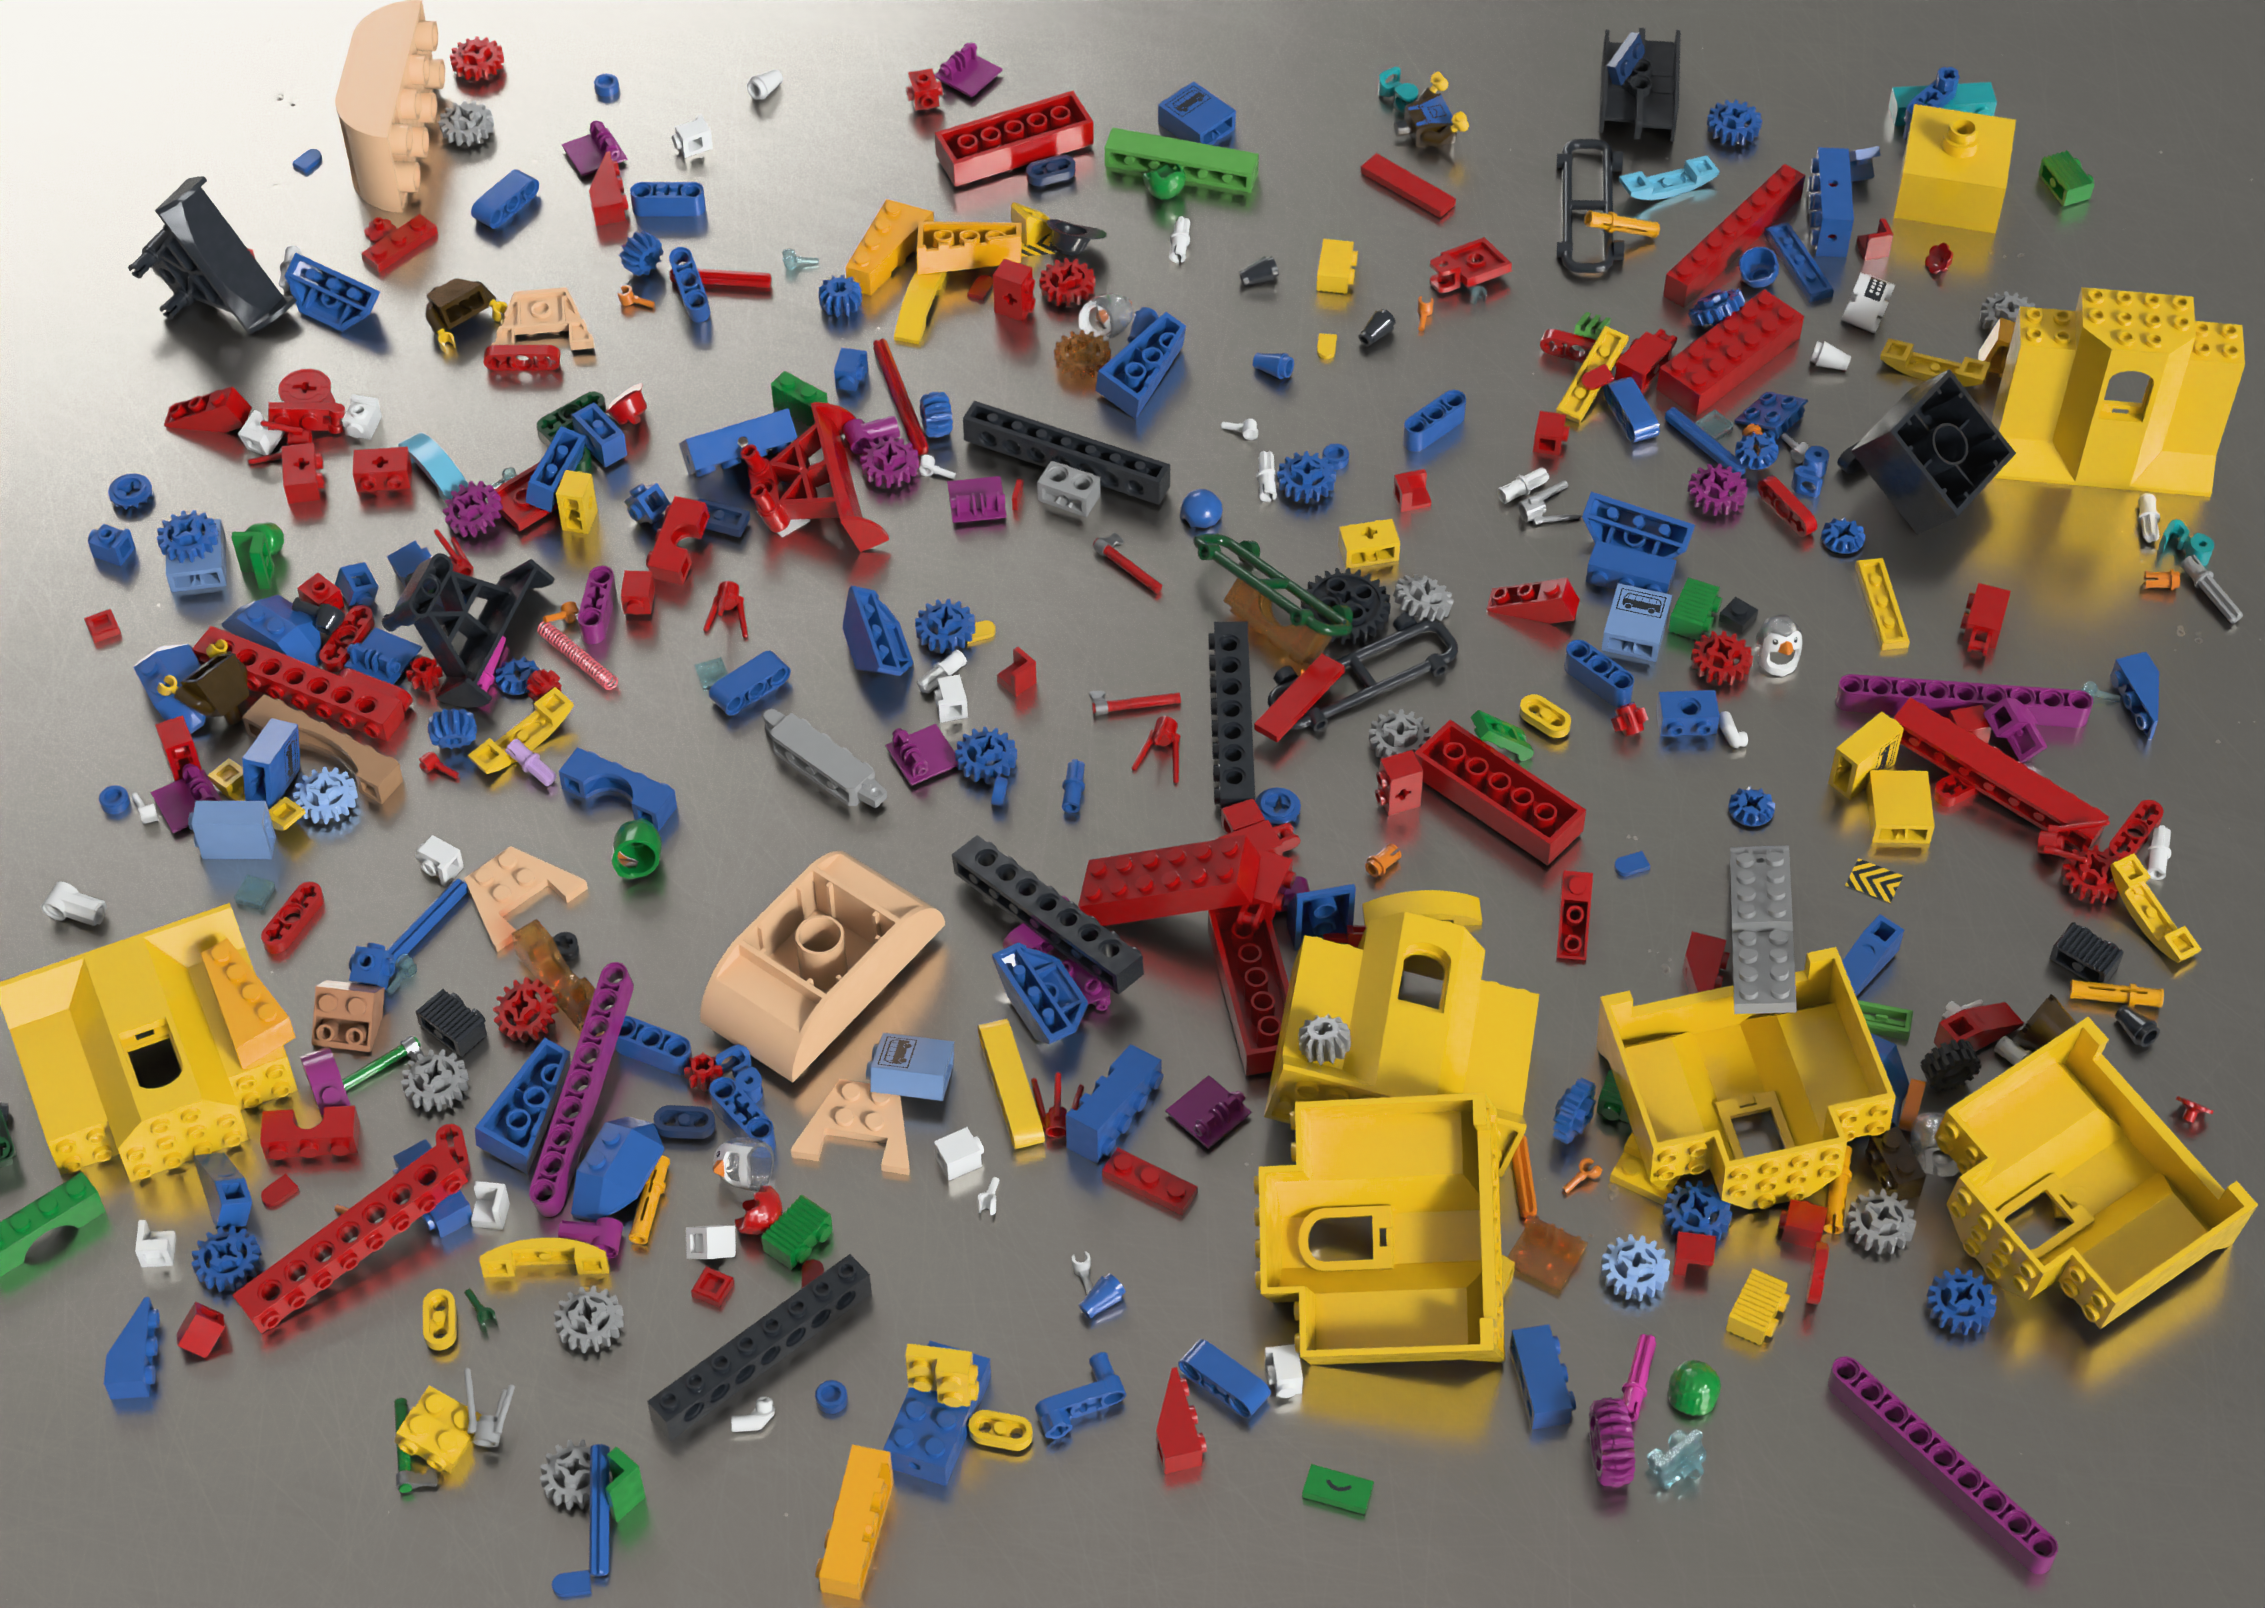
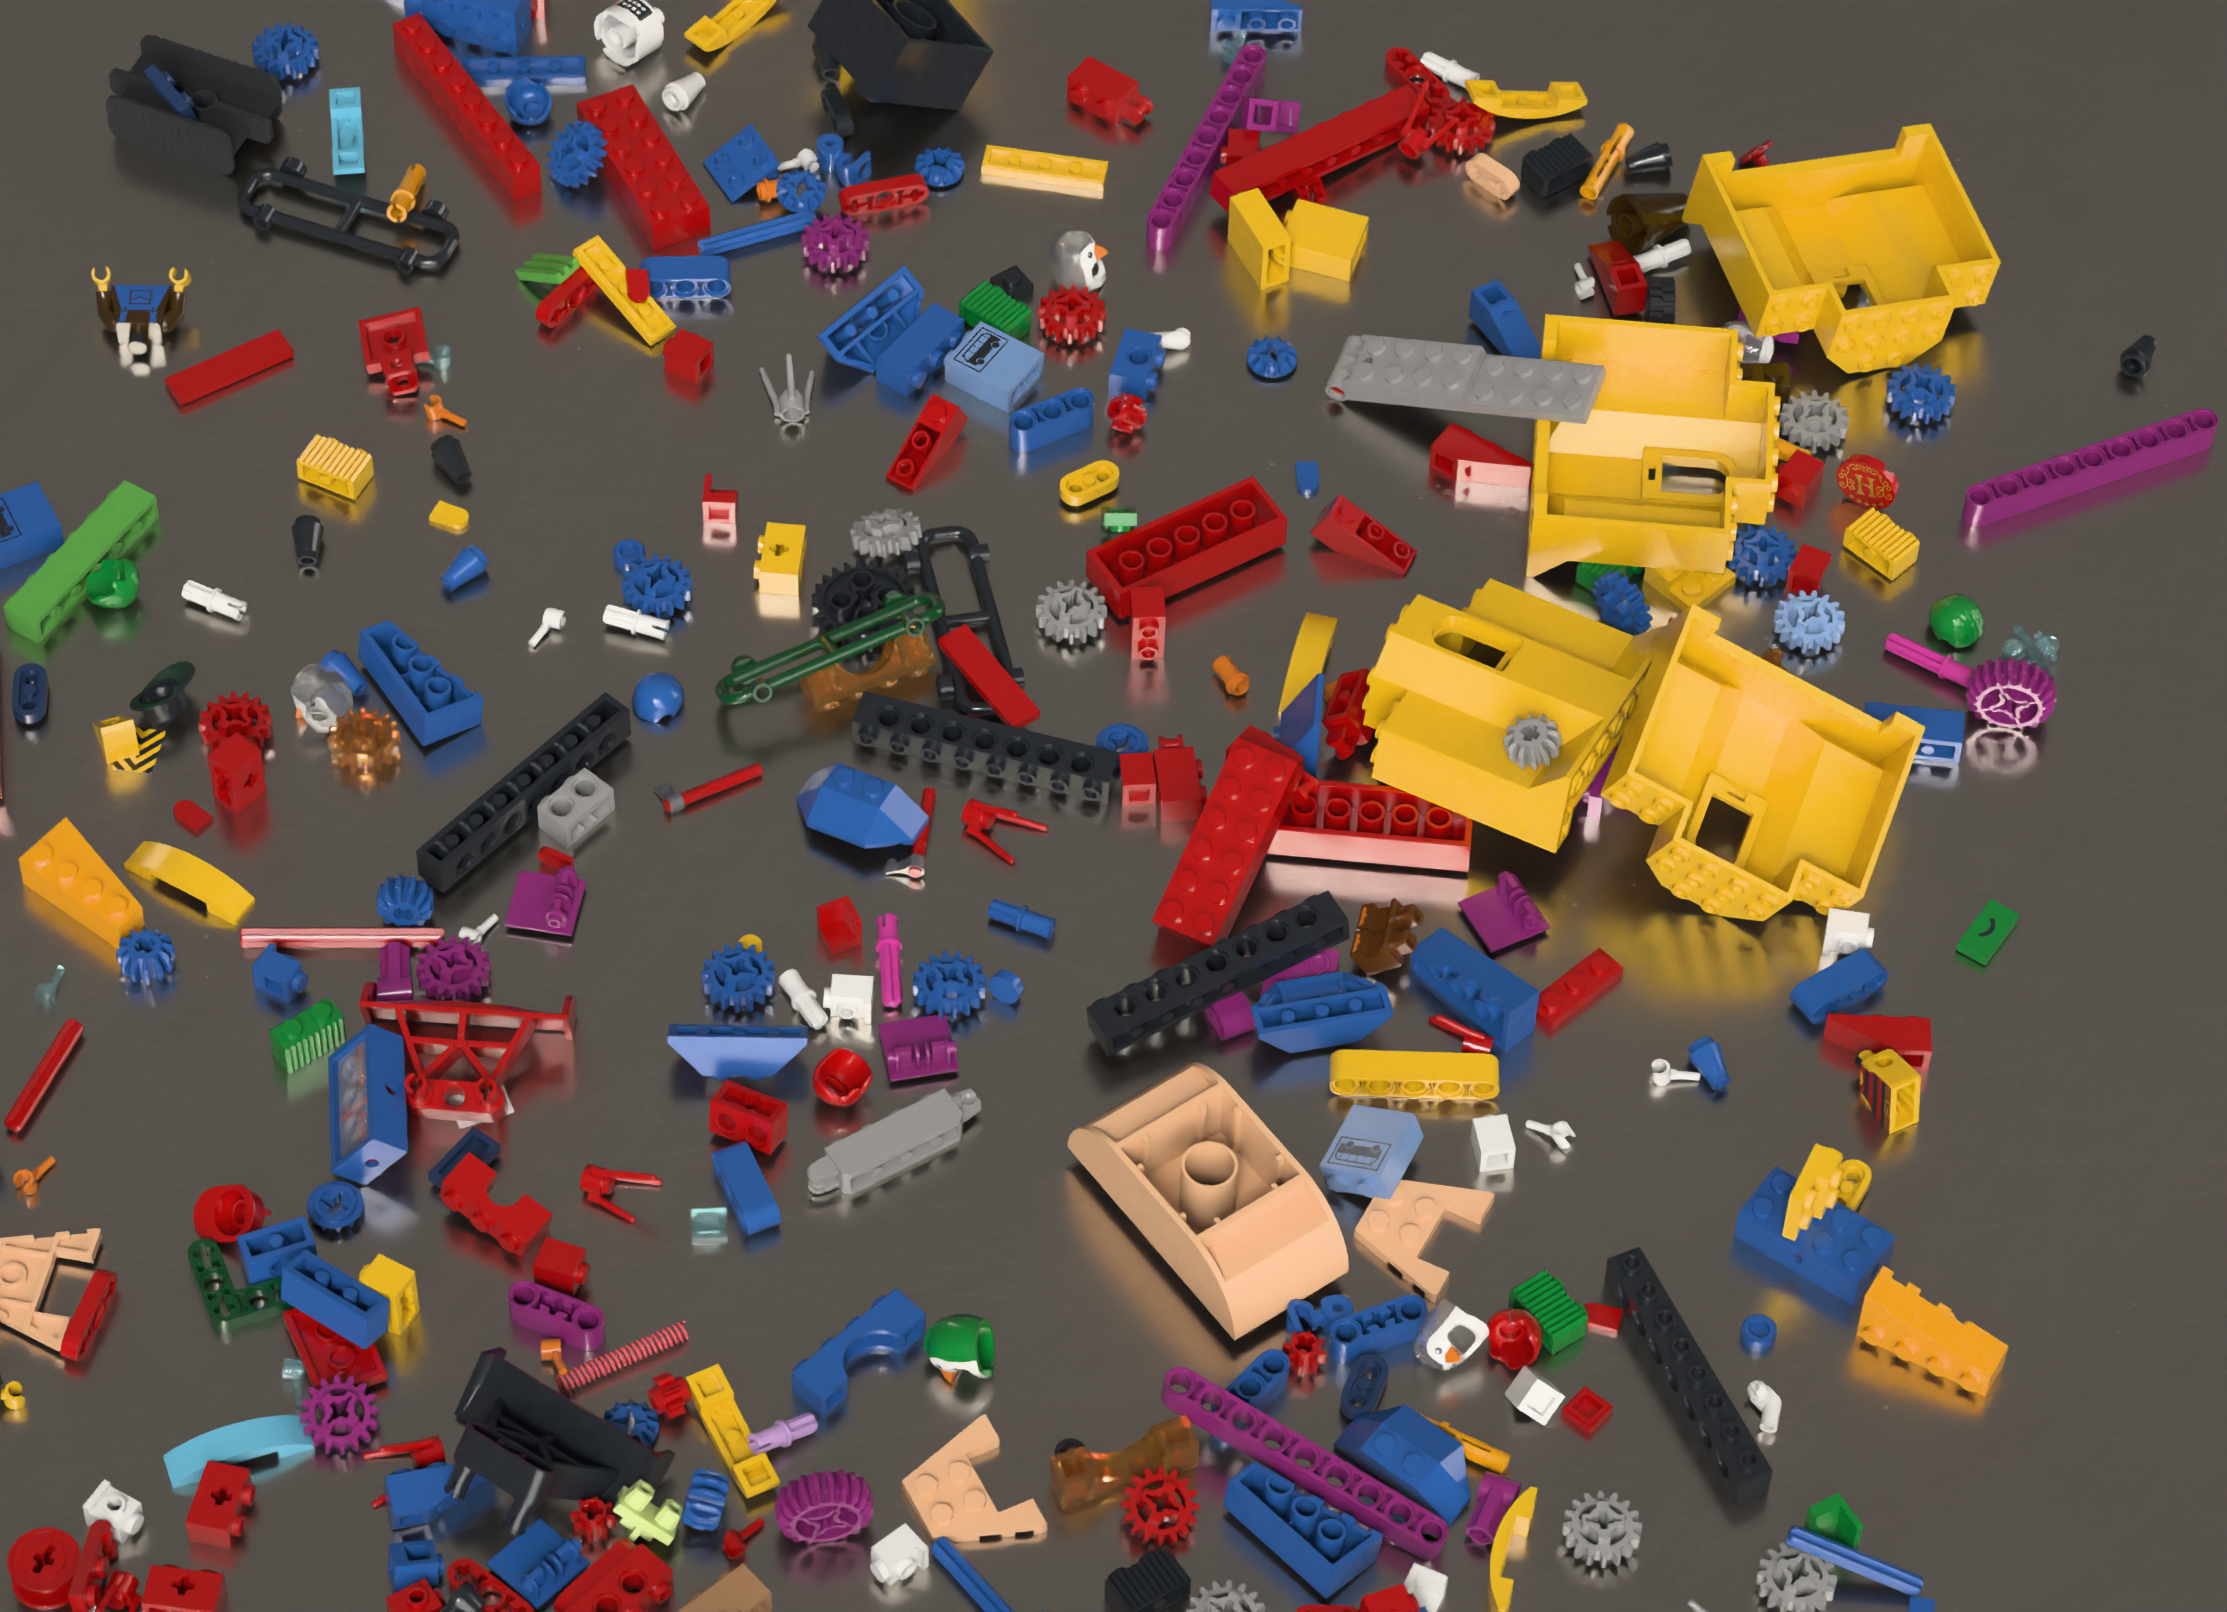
camera: 75 degrees left, 0 degrees up
(429, 696) = (645, 1518): none -> yellowish green hips
(460, 797) = (824, 1506): none -> magenta gear
(647, 503) = (418, 1225): blue brick -> none
(651, 454) = (329, 1195): none -> blue gear
(692, 294) = (72, 1093): blue beam -> none
(808, 662) = (748, 1116): none -> red brick
(865, 707) = (841, 1077): none -> red hair
(966, 245) = (133, 804): light orange wedge -> none
(1000, 713) = (889, 956): none -> dark pink axle
(1058, 1409) = (1826, 1087): blue beam -> none
(1116, 1435) = (1889, 1088): none -> yellow torso
(1130, 655) = (860, 808): none -> blue wedge
(1135, 1028) = (1385, 936): none -> reddish brown hips
(1403, 93) = (83, 318): teal leg -> none
(1434, 420) = (623, 449): blue beam -> none
(1522, 485) = (752, 403): white axle -> none
(1645, 358) = (618, 234): red brick -> none
(1715, 425) = (733, 216): clear light blue tile -> none
(1874, 880) = (1398, 295): sticker -> none
(2046, 911) = (1492, 176): none -> light nougat beam
(2110, 1480) = (2138, 357): none -> black cone

